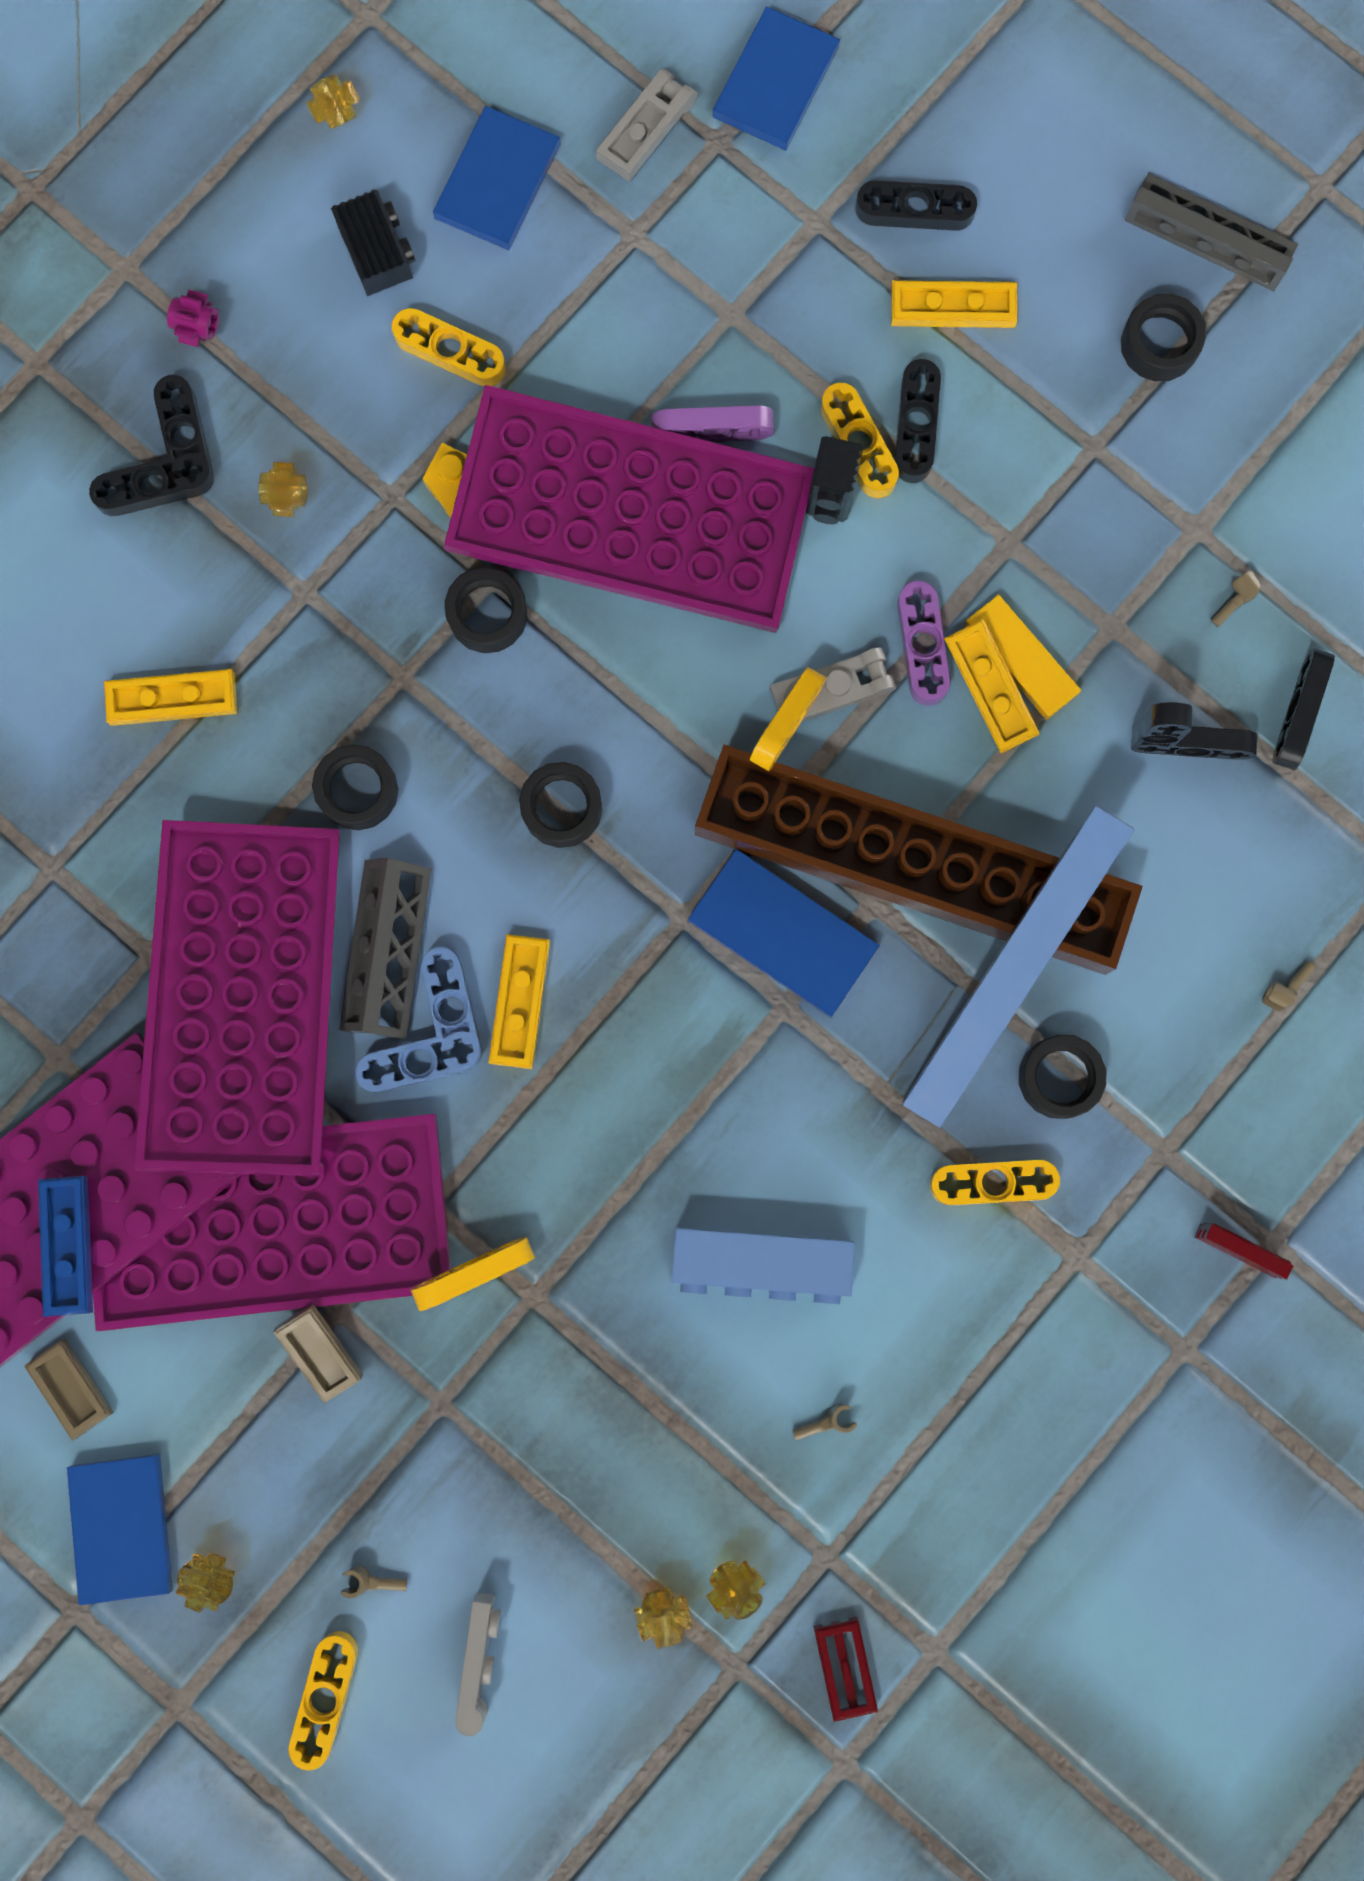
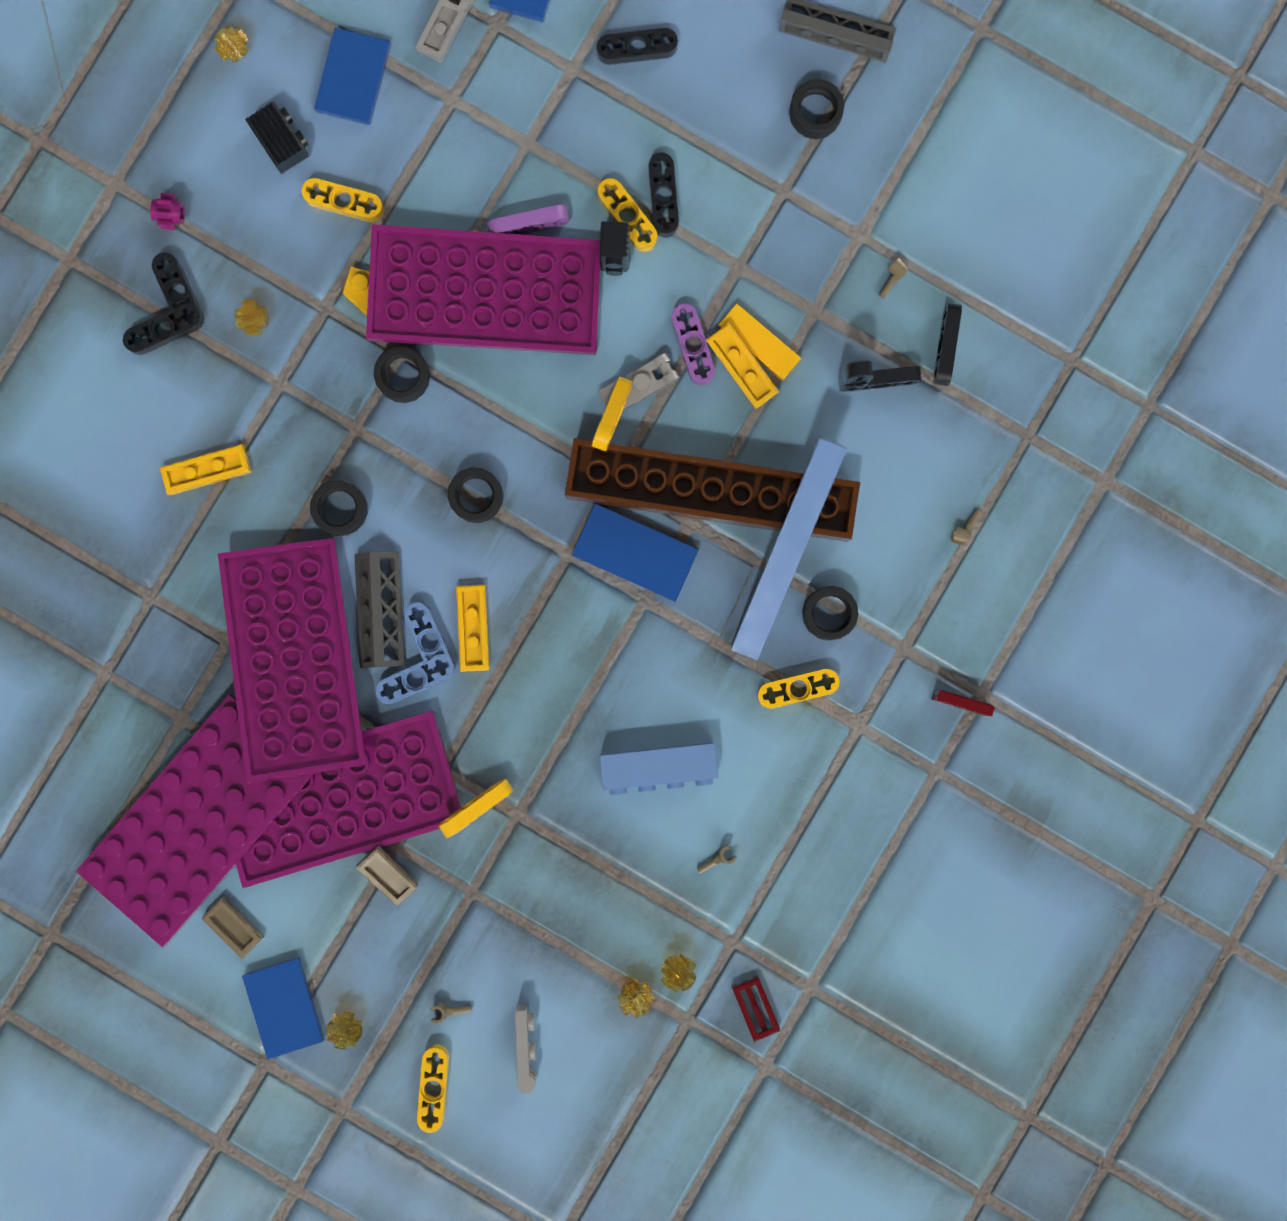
camera: 15 degrees left, 5 degrees up
(65, 1246) = (212, 839): blue tile -> none
(954, 304) = (674, 110): yellow tile -> none

